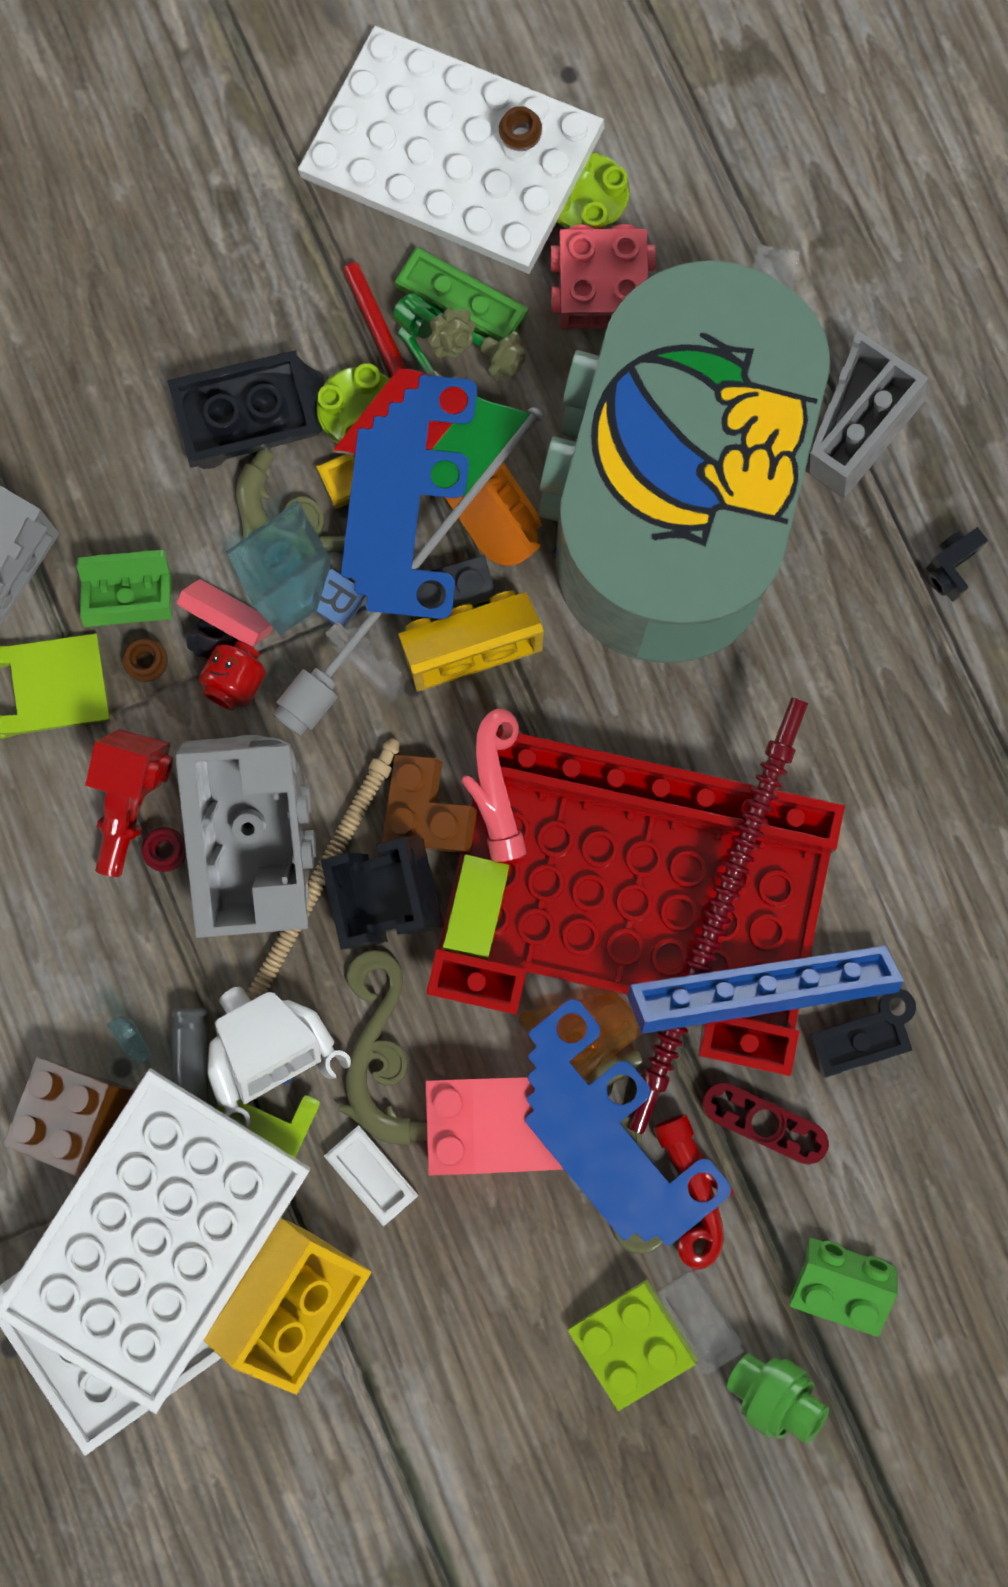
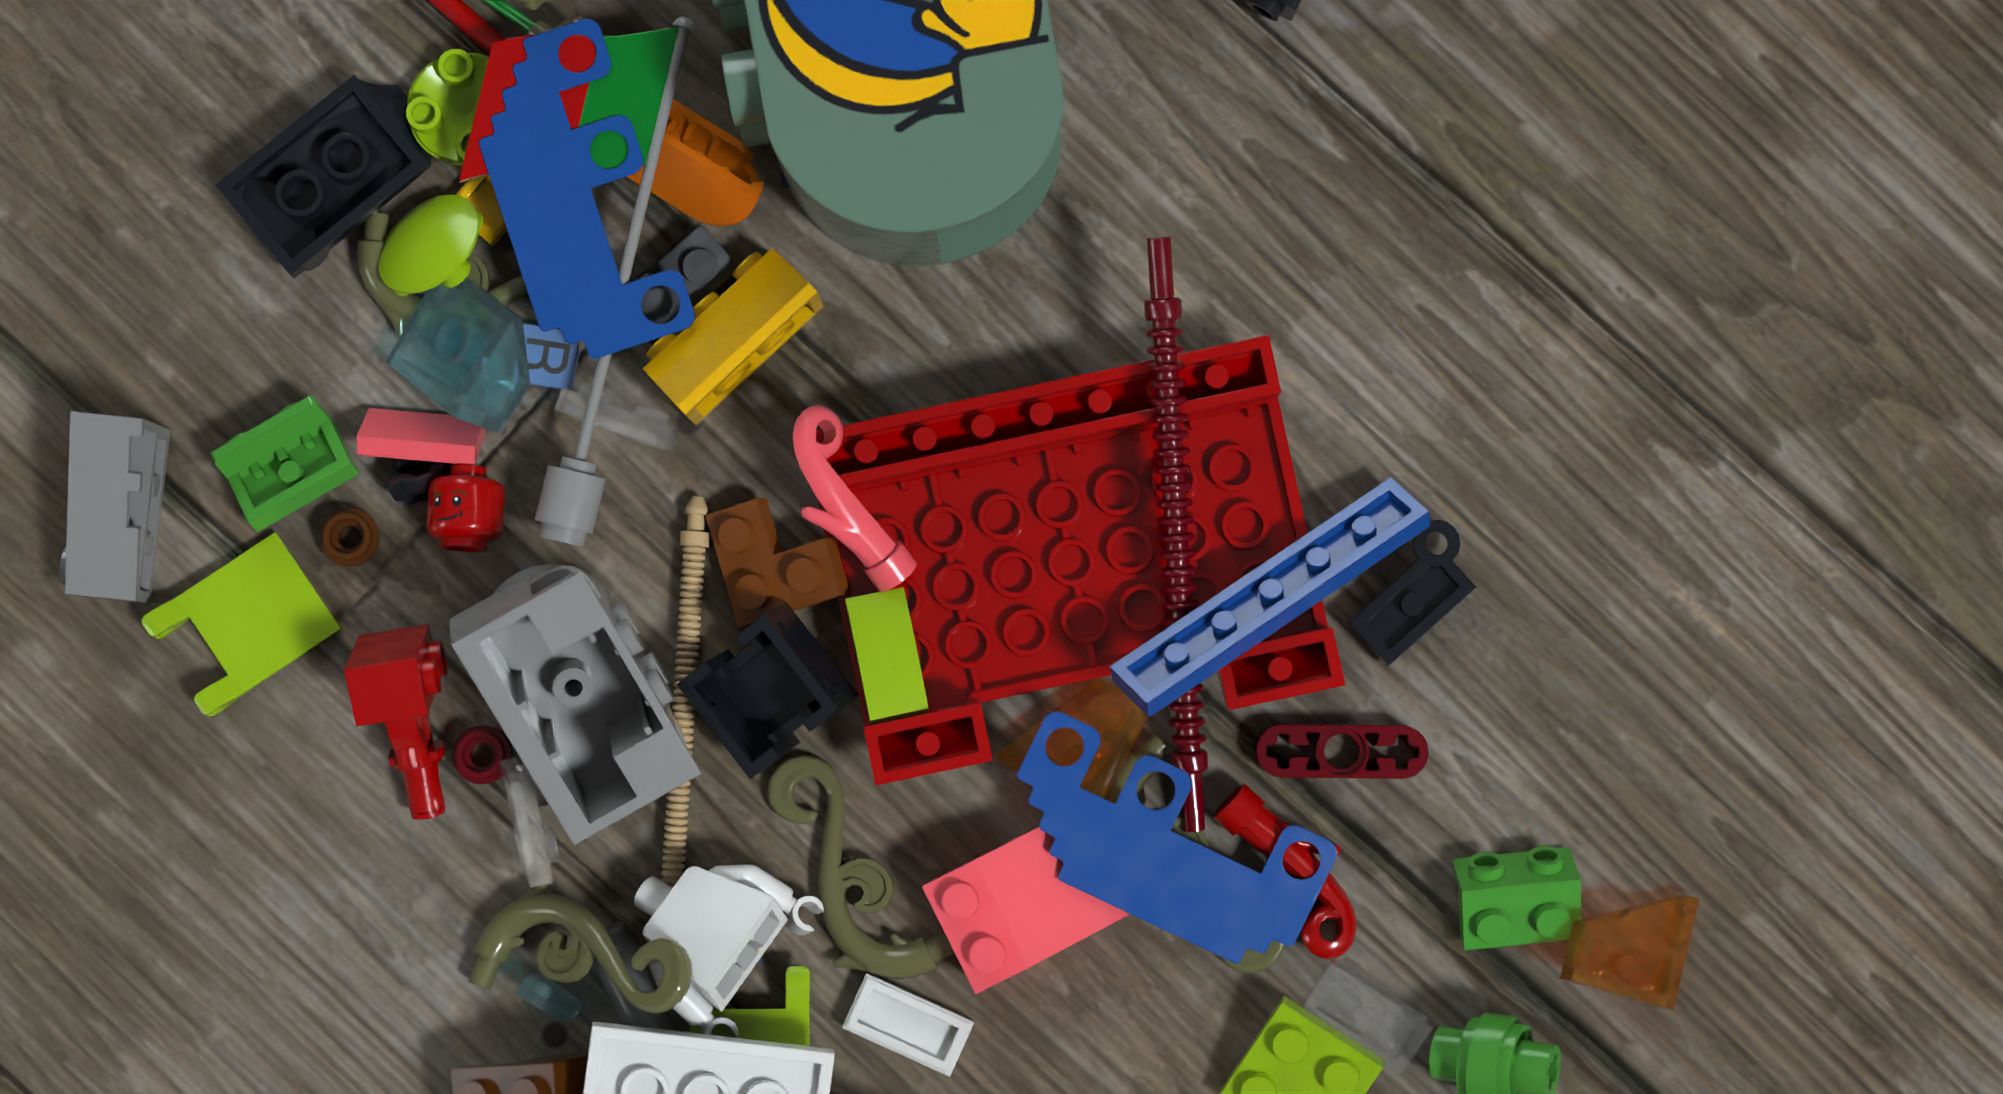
camera: 20 degrees left, 5 degrees up
(171, 928) = (535, 845): none -> clear plate
(174, 1012) = (588, 941): none -> olive plant
(293, 486) = (430, 245): none -> lime dish
(912, 1364) = (1633, 950): none -> clear orange wing

